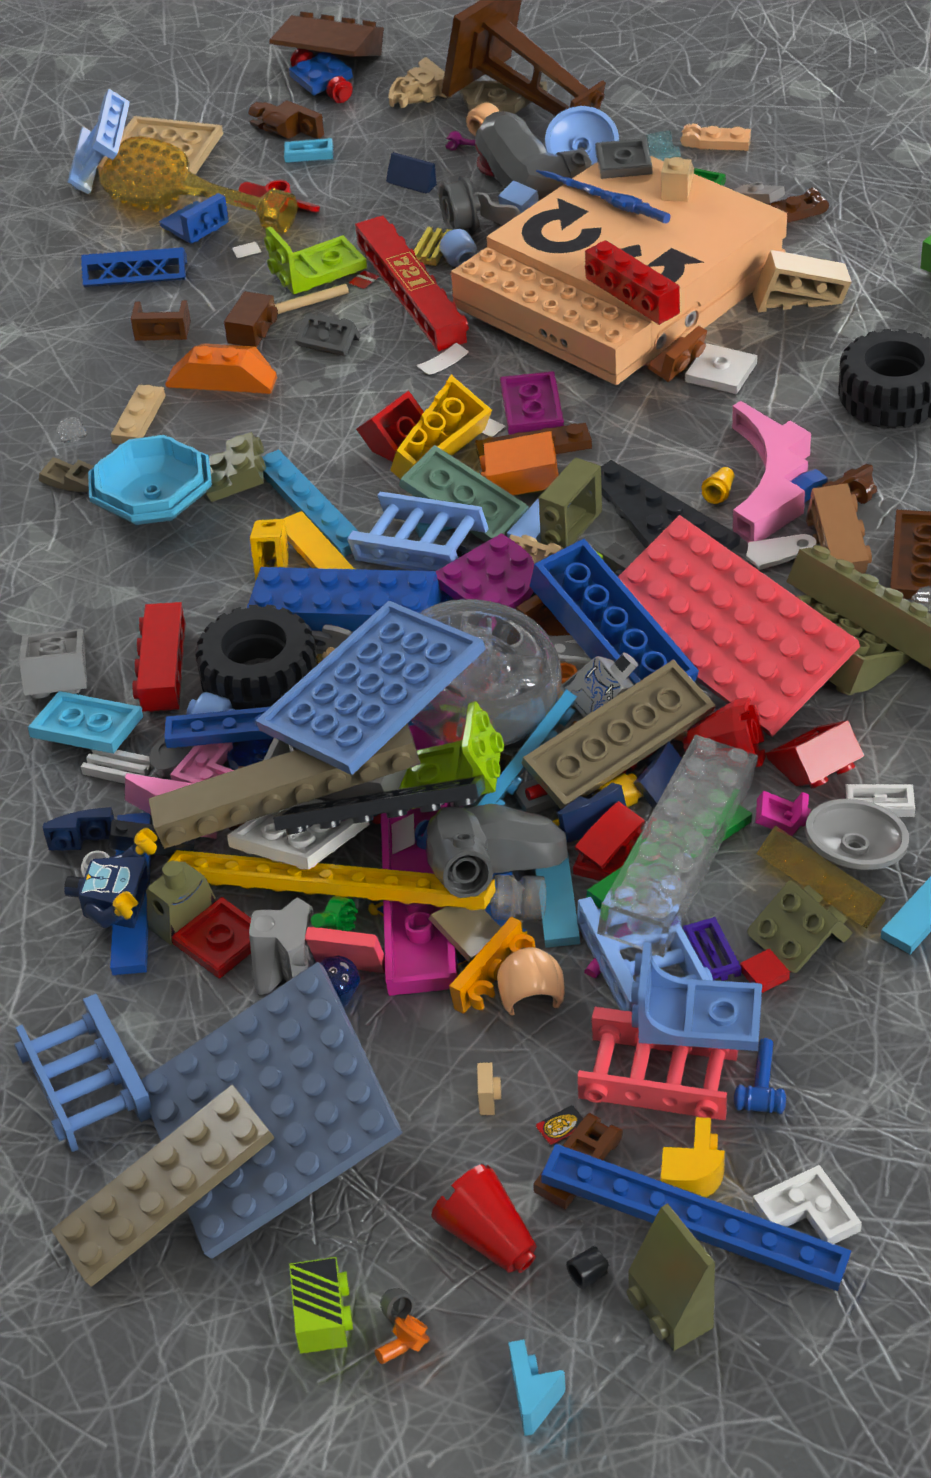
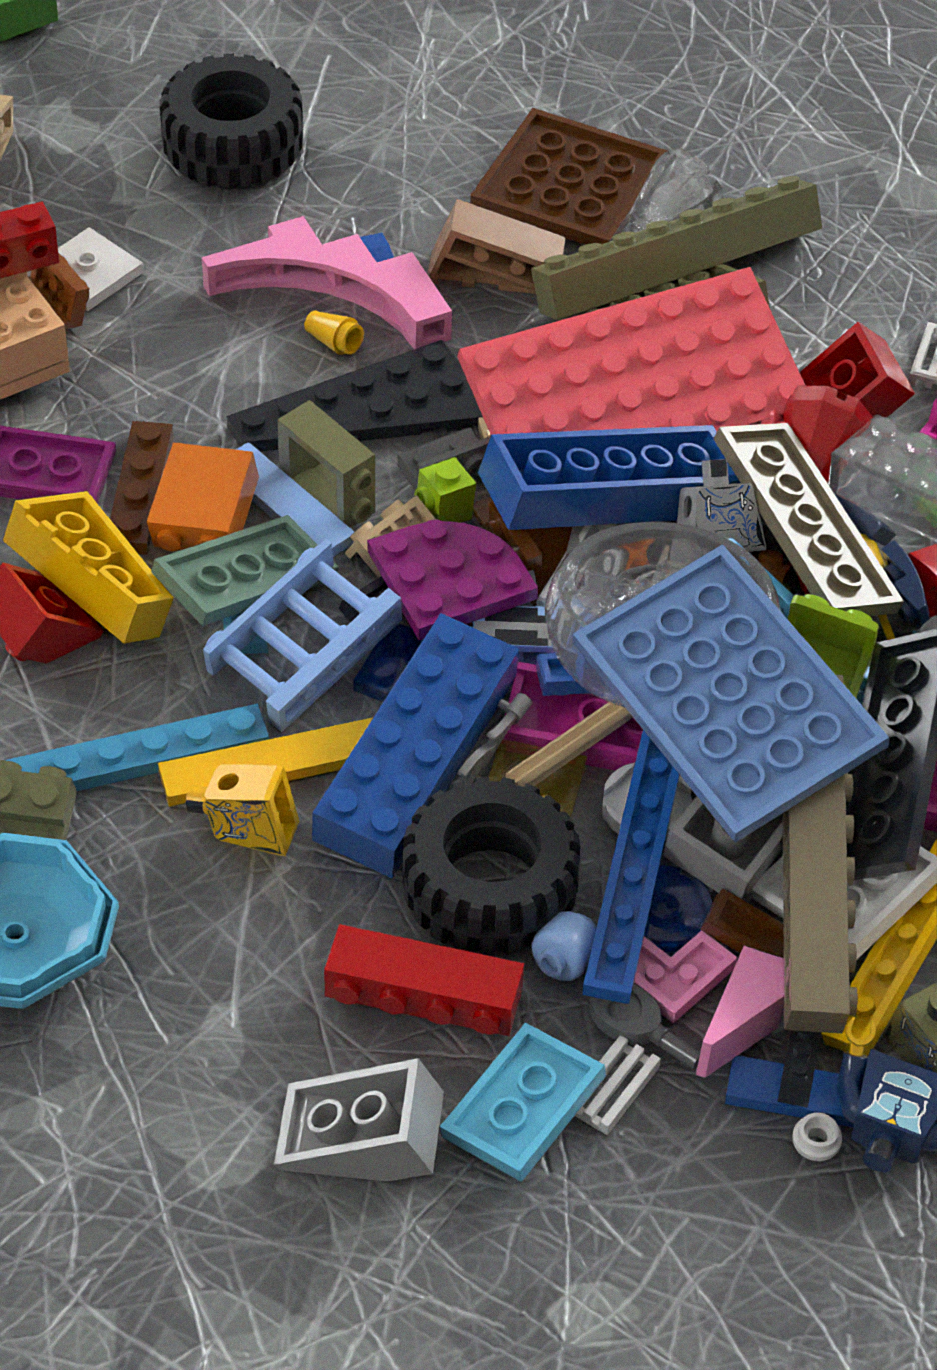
camera: 80 degrees left, 5 degrees up
(71, 829) = (746, 1144): dark blue slope -> none
(777, 550) = (479, 316): white piece -> none
(859, 482) = (421, 213): reddish brown hips -> none

